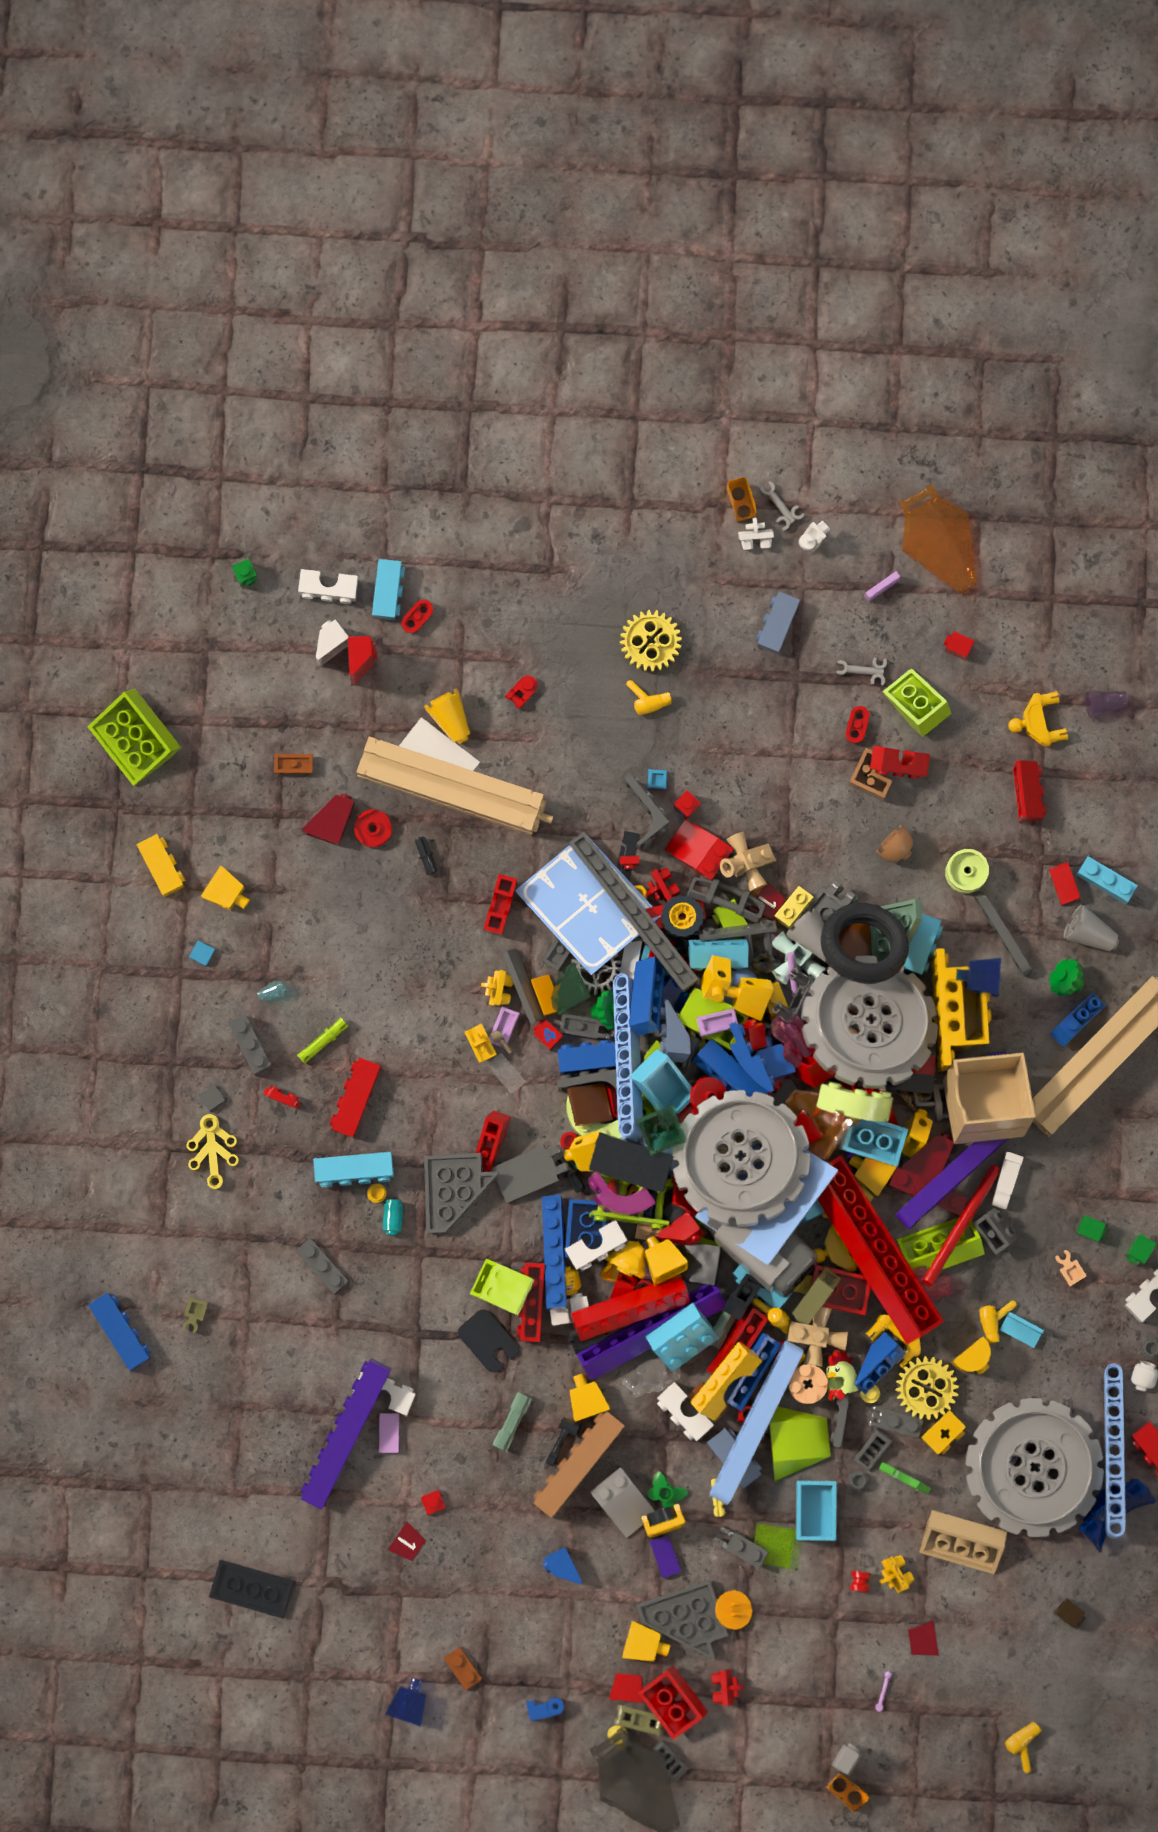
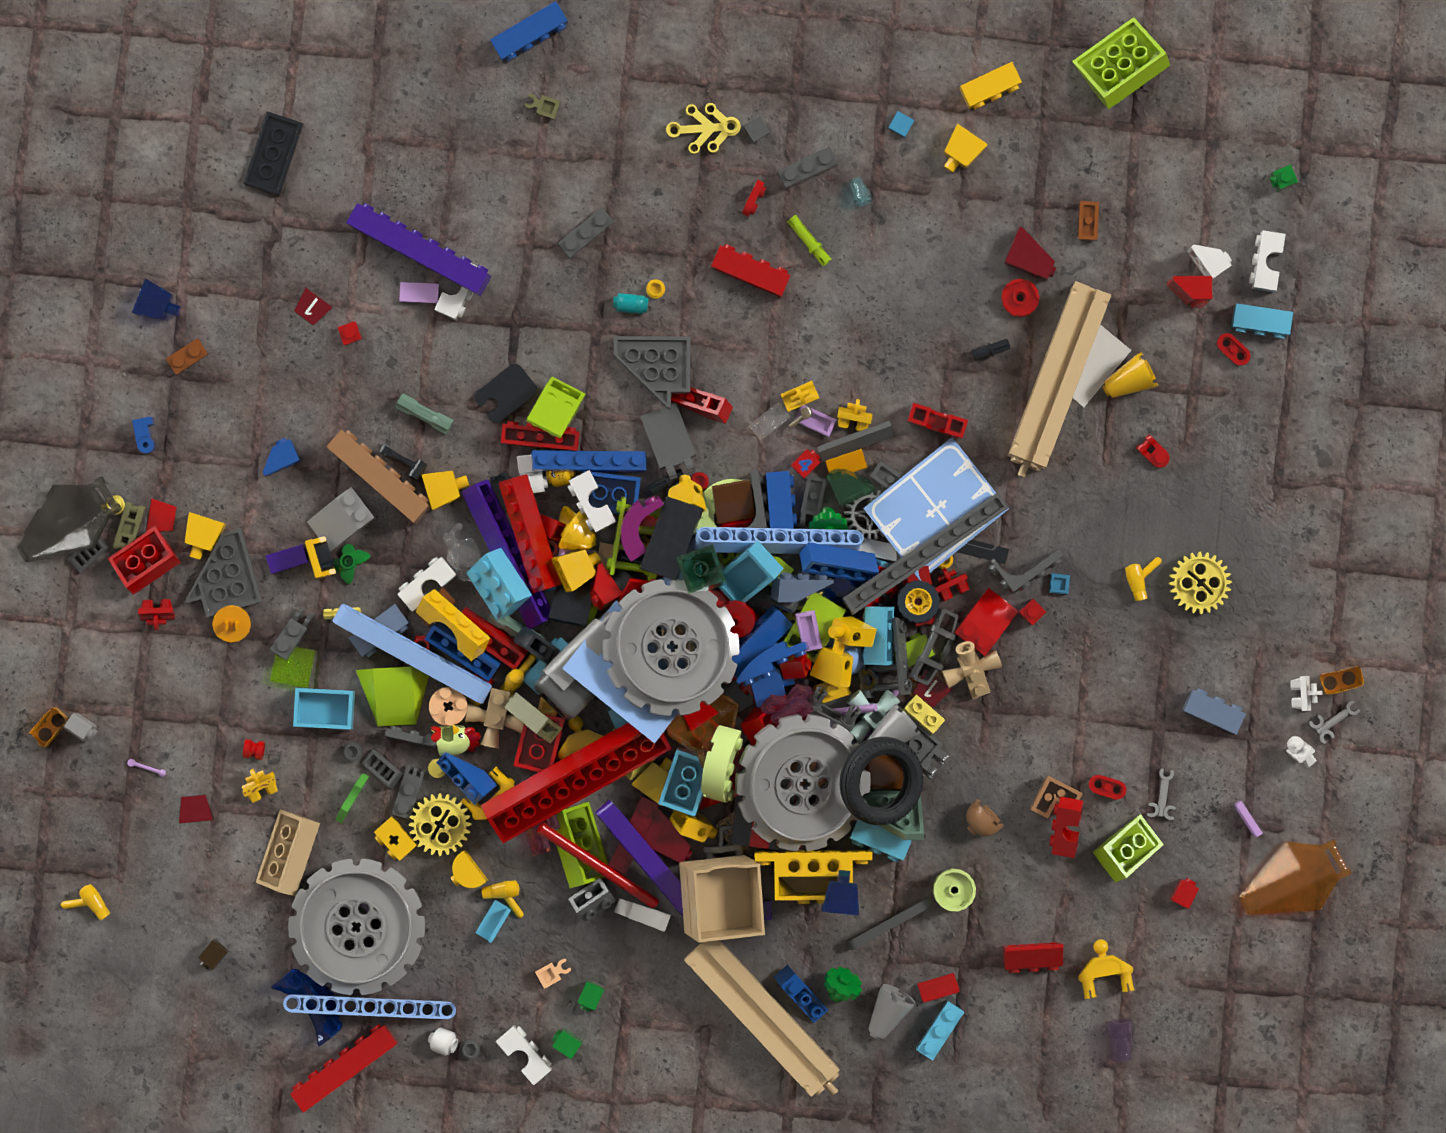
camera: 90 degrees right, 5 degrees up
(353, 1168) = (680, 266): medium azure brick -> none
(629, 862) = (976, 552): red plate -> none

